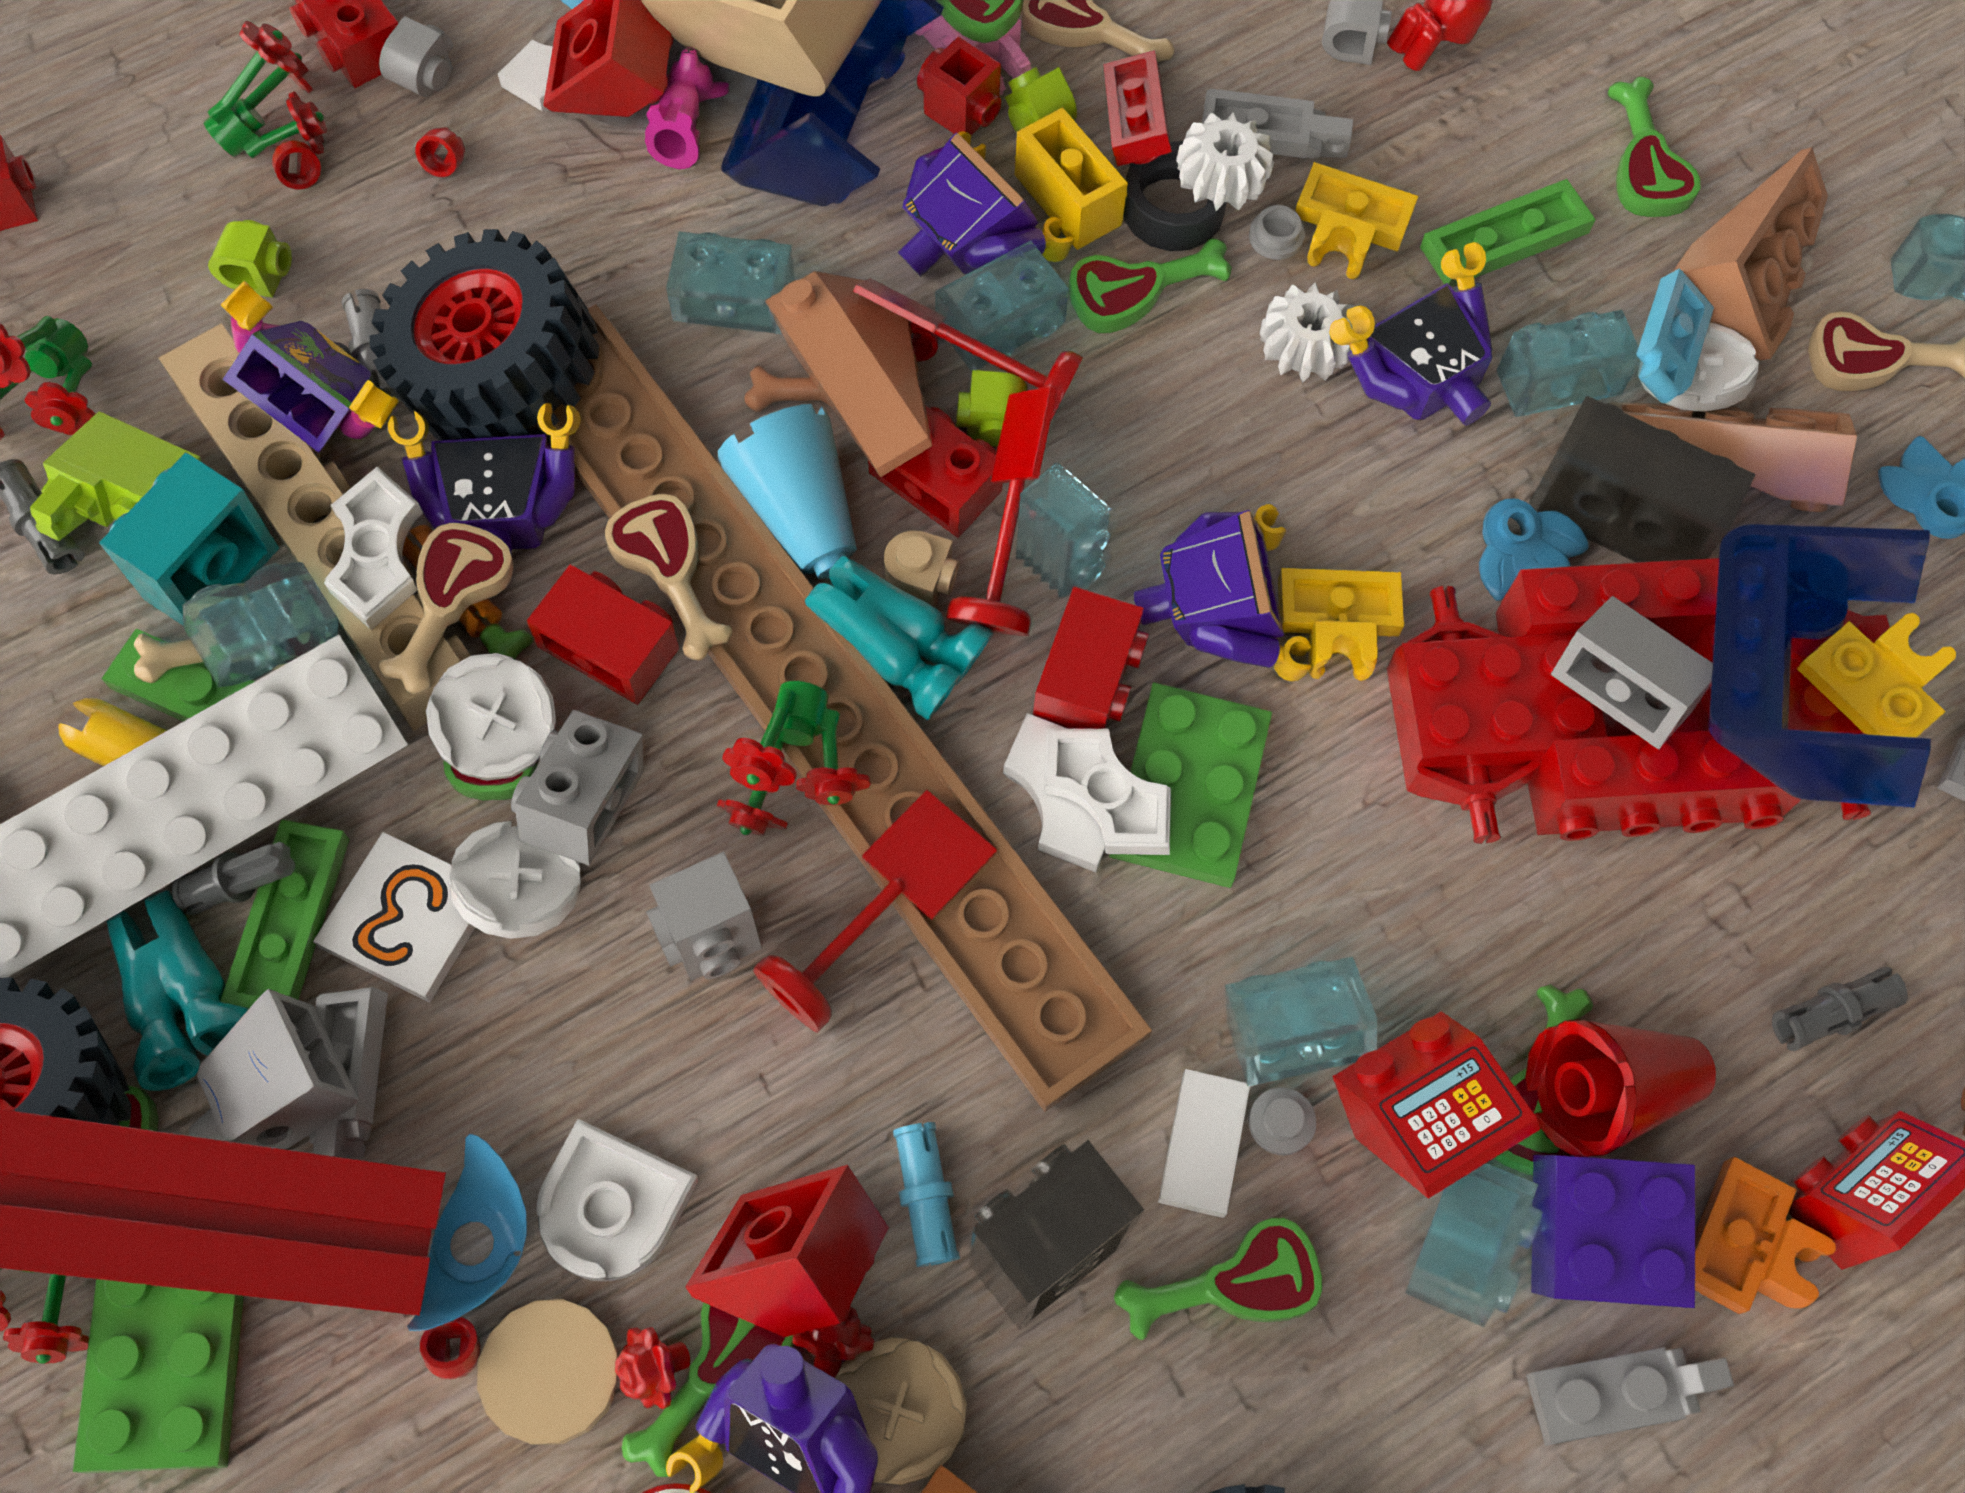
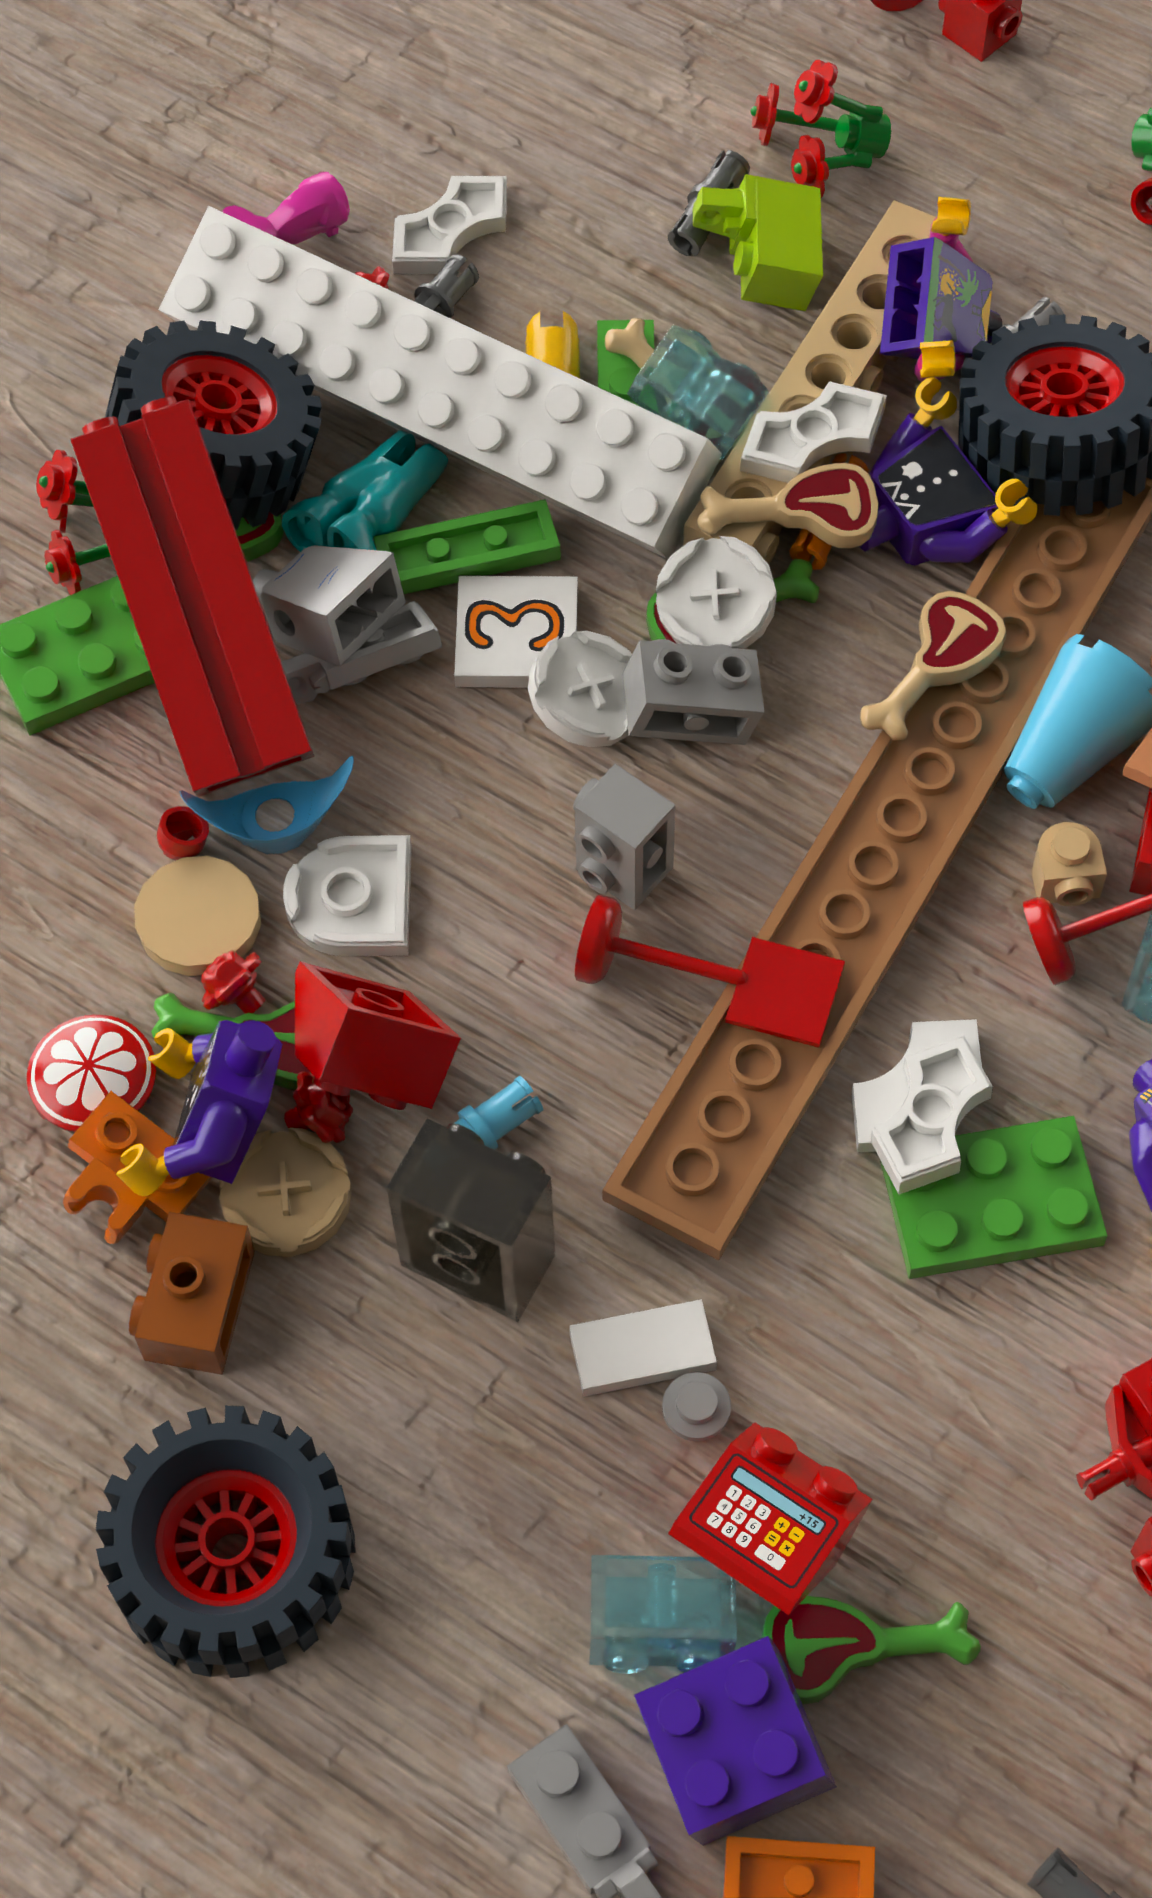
camera: 70 degrees right, 5 degrees down
(188, 536) = (743, 303): teal brick -> none
(232, 878) = (476, 490): dark grey axle -> none
(250, 254) = (1039, 216): lime plate -> none
(604, 633) = (845, 643): red brick -> none
(760, 766) = (849, 820): plant -> none
(895, 631) = (987, 862): teal piece -> none
(1089, 660) = (1054, 1045): red brick -> none
(1266, 1280) = (542, 1452): bright green piece -> none
(1300, 1020) = (795, 1372): clear light blue brick -> none
(1613, 1082) = (890, 1696): red cone -> none

